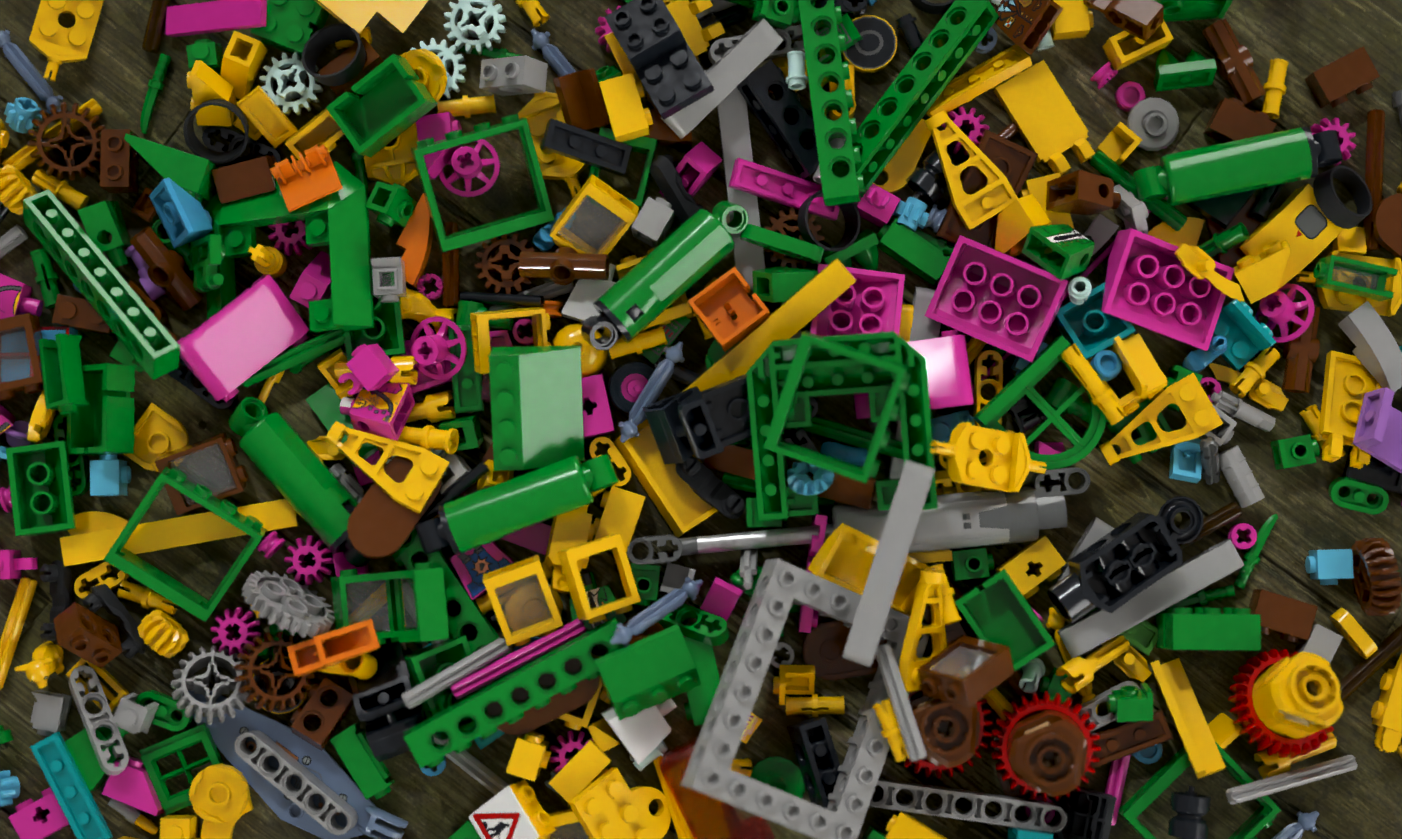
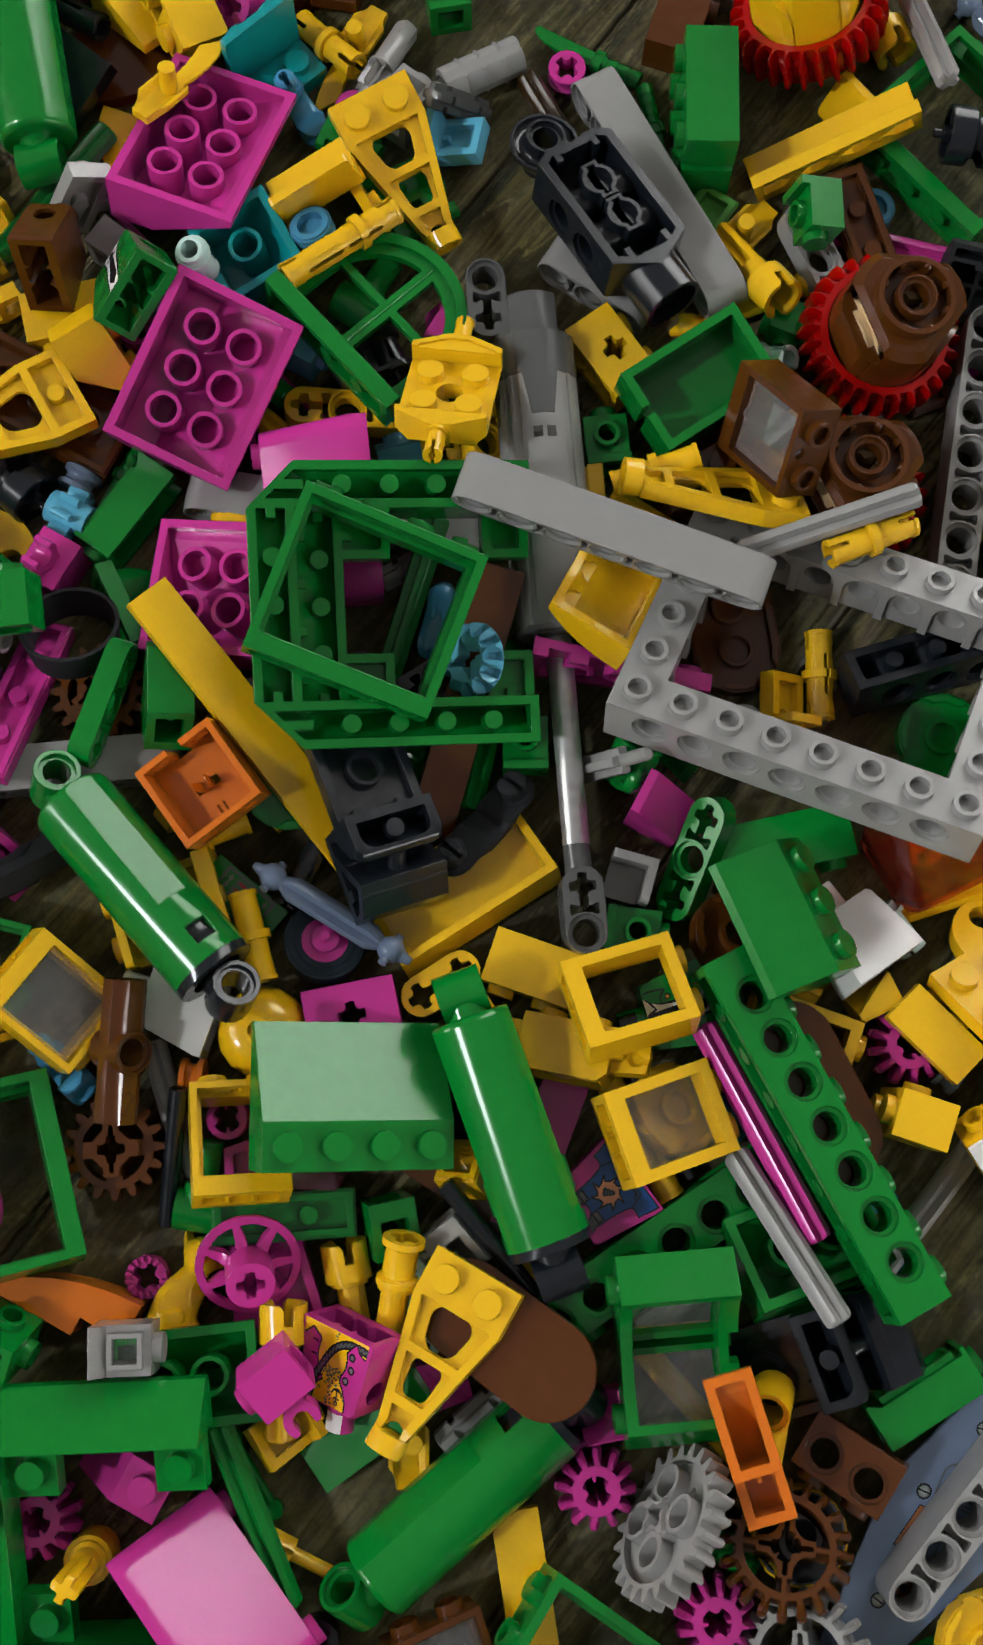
camera: 90 degrees left, 5 degrees down
(271, 544) = (568, 1553): dark pink bush -> none
(450, 268) = (122, 1242): reddish brown axle -> none
(653, 221) = (57, 905): light grey brick -> none
(656, 612) = (687, 905): sand blue wheel -> none
(1222, 242) = (130, 62): green axle -> none

